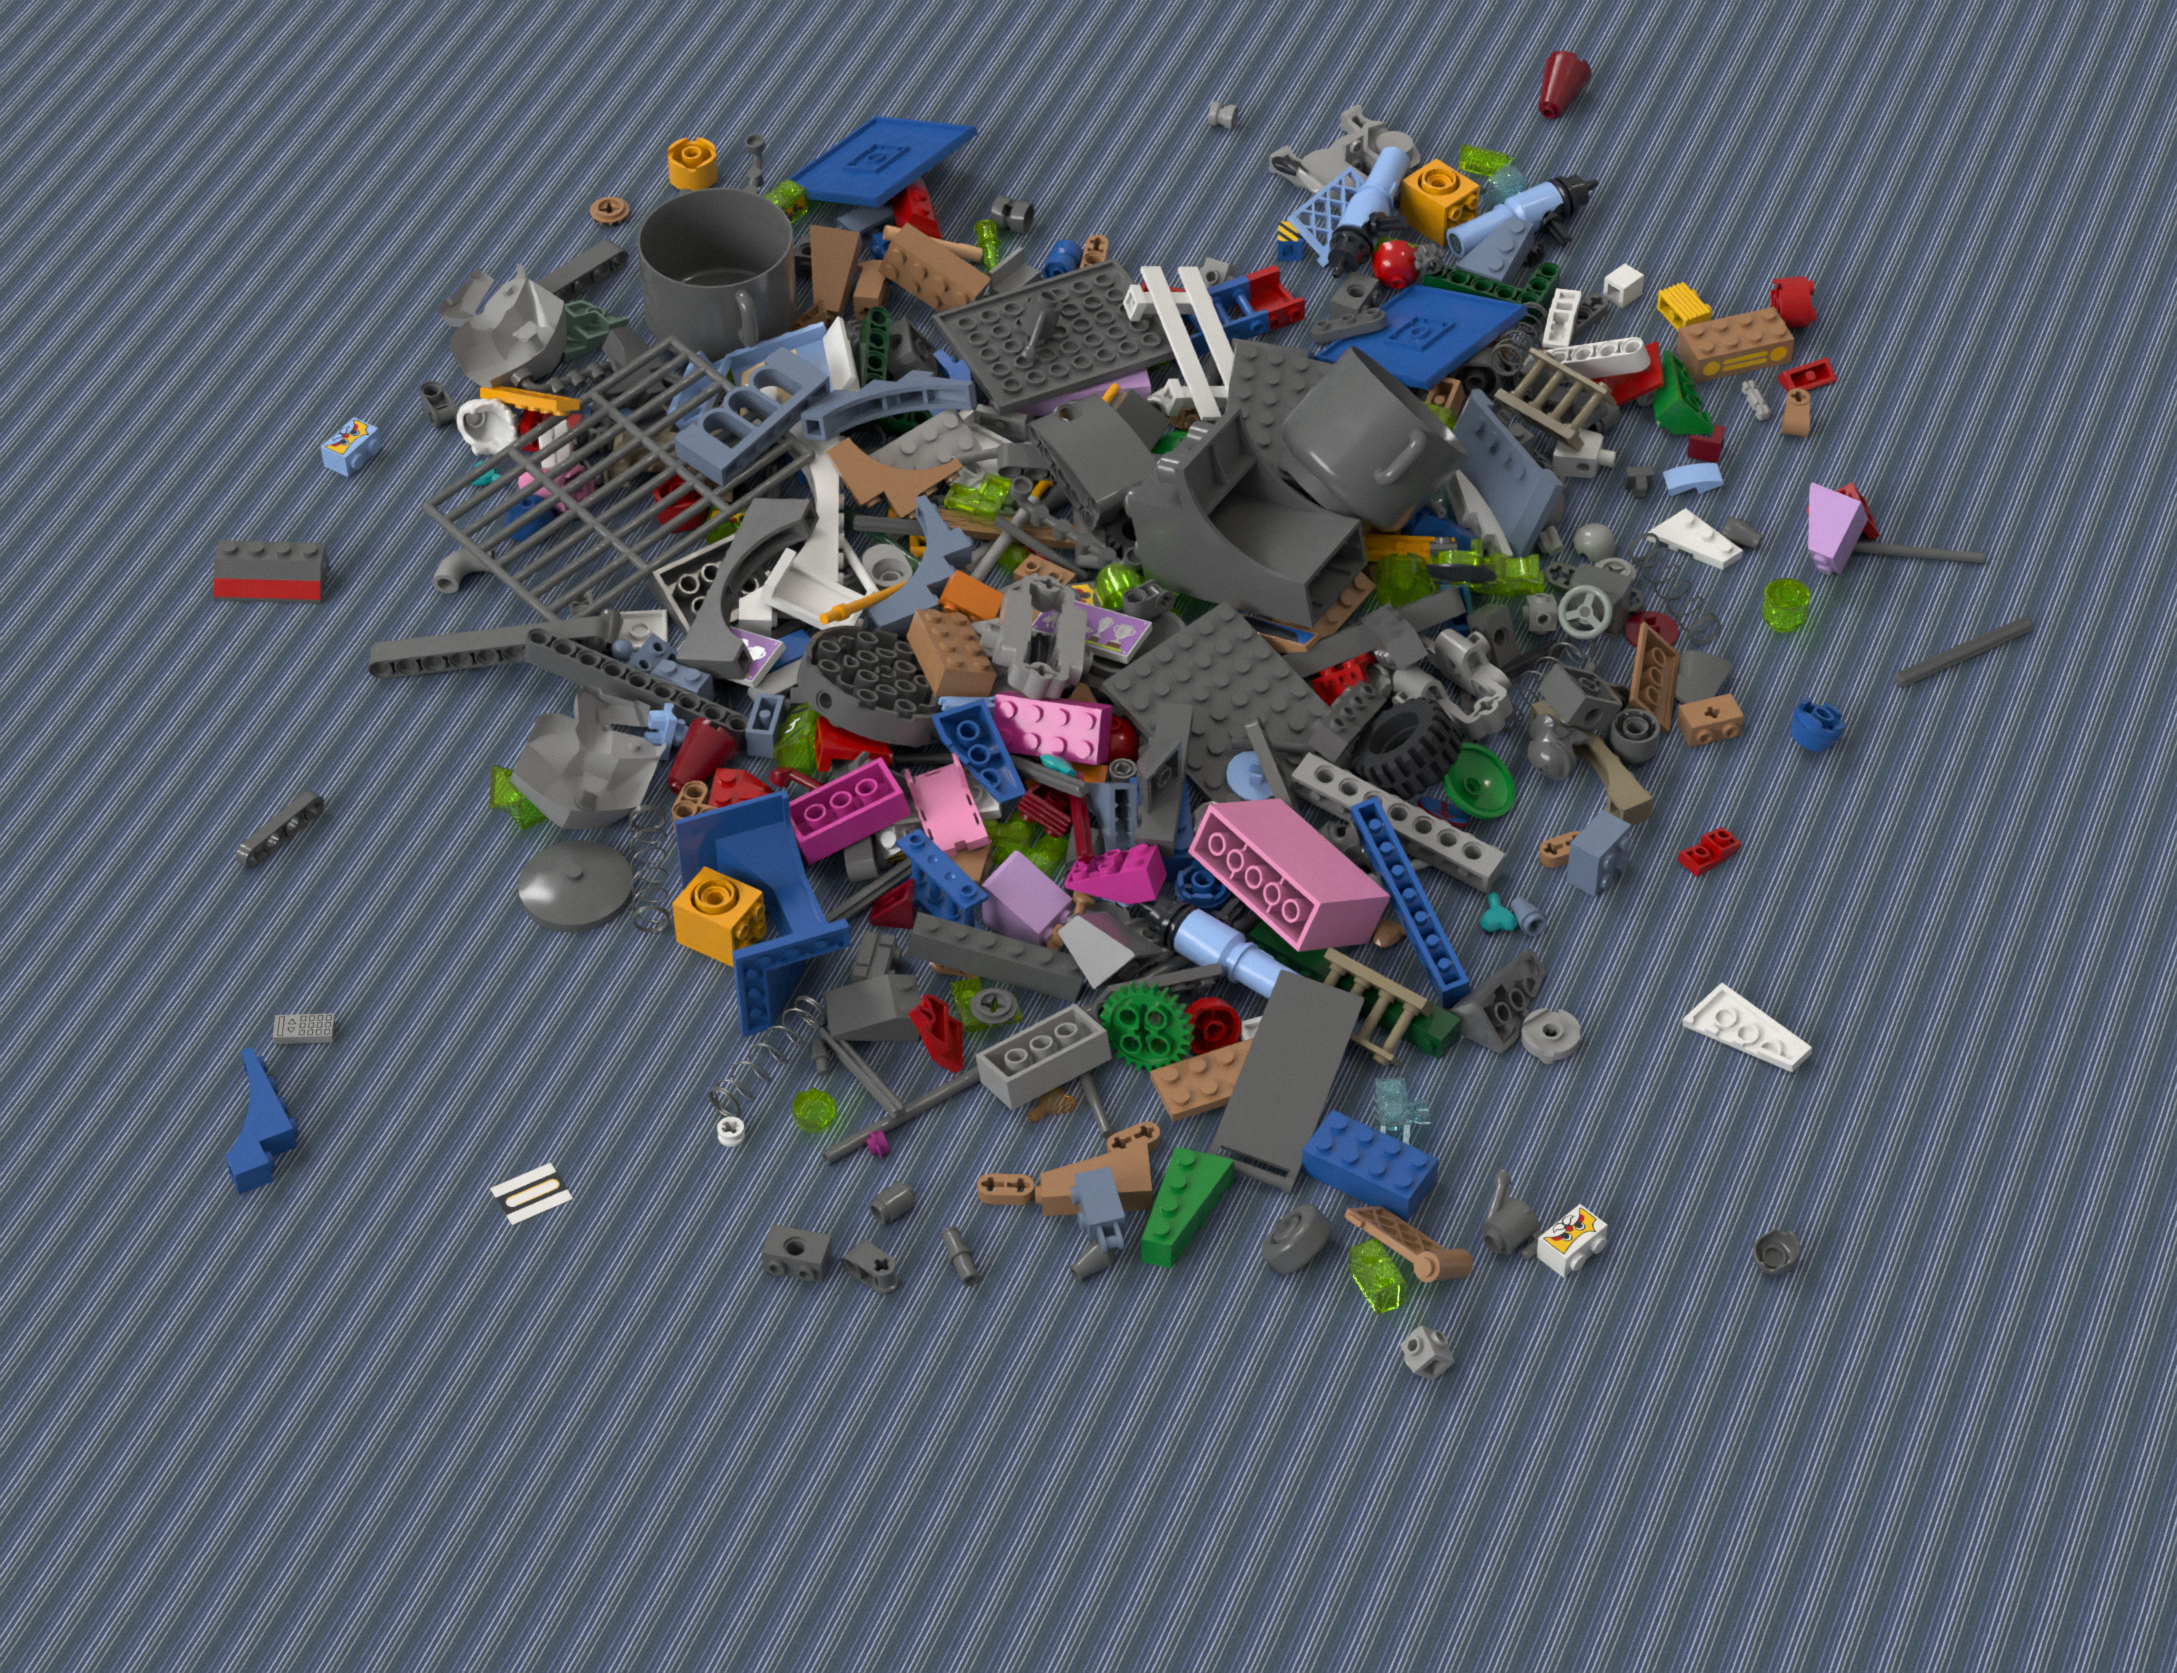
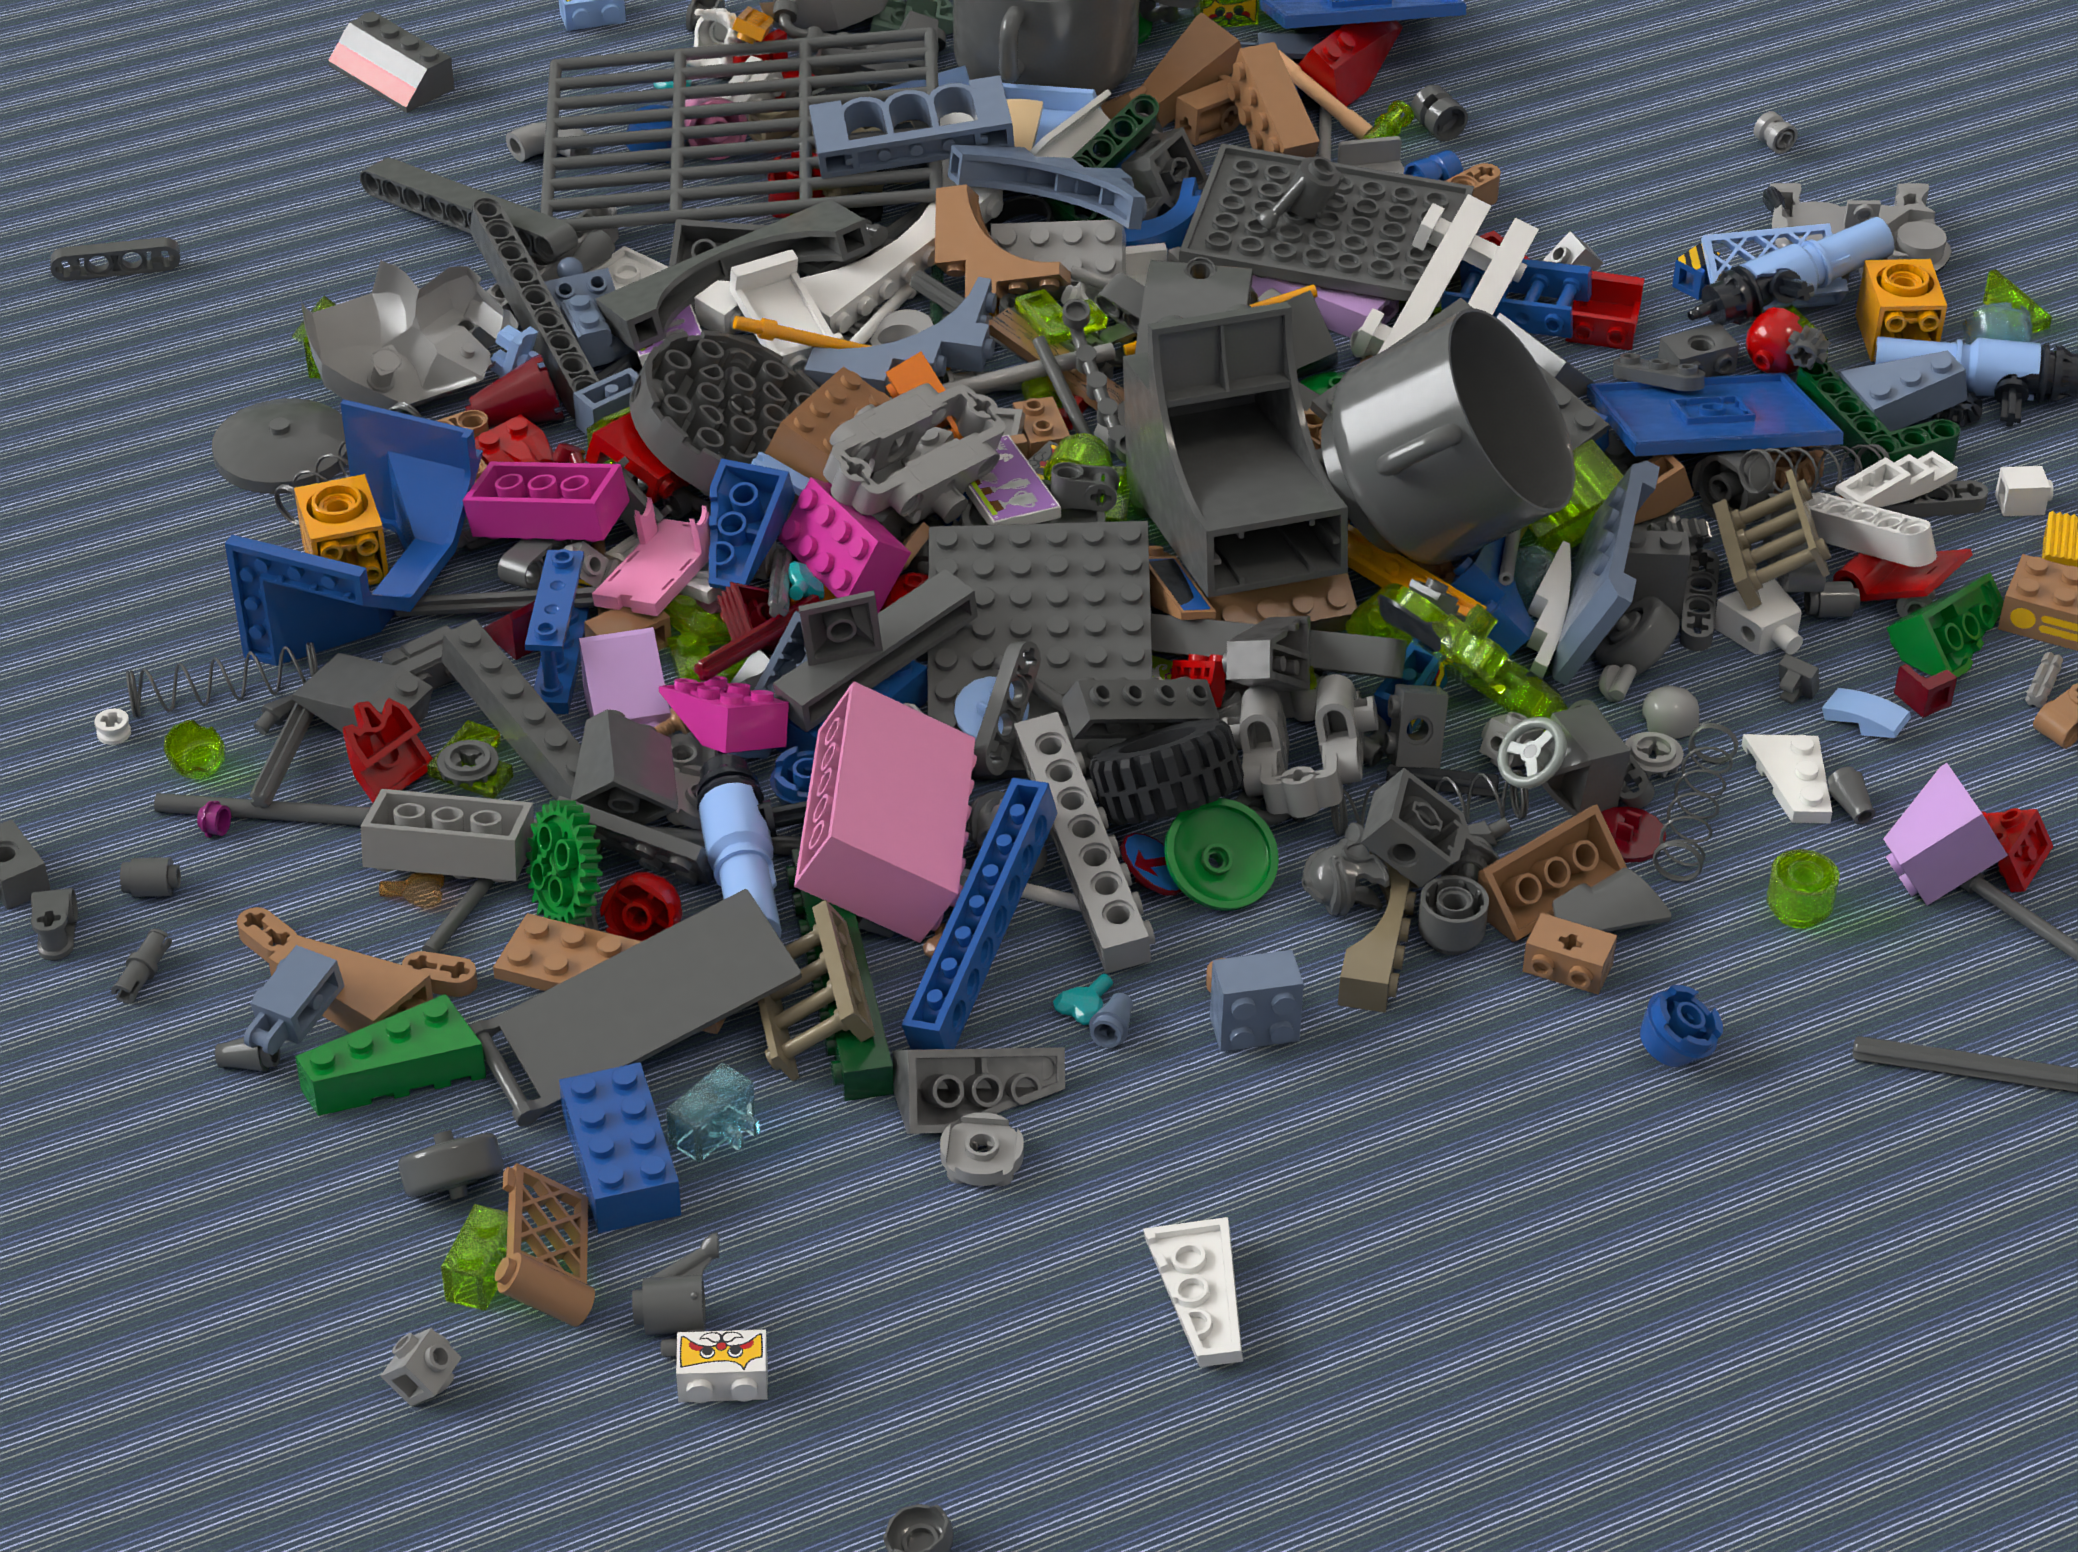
camera: 40 degrees right, 5 degrees down
(1712, 851) = (1411, 1085): red slope -> none

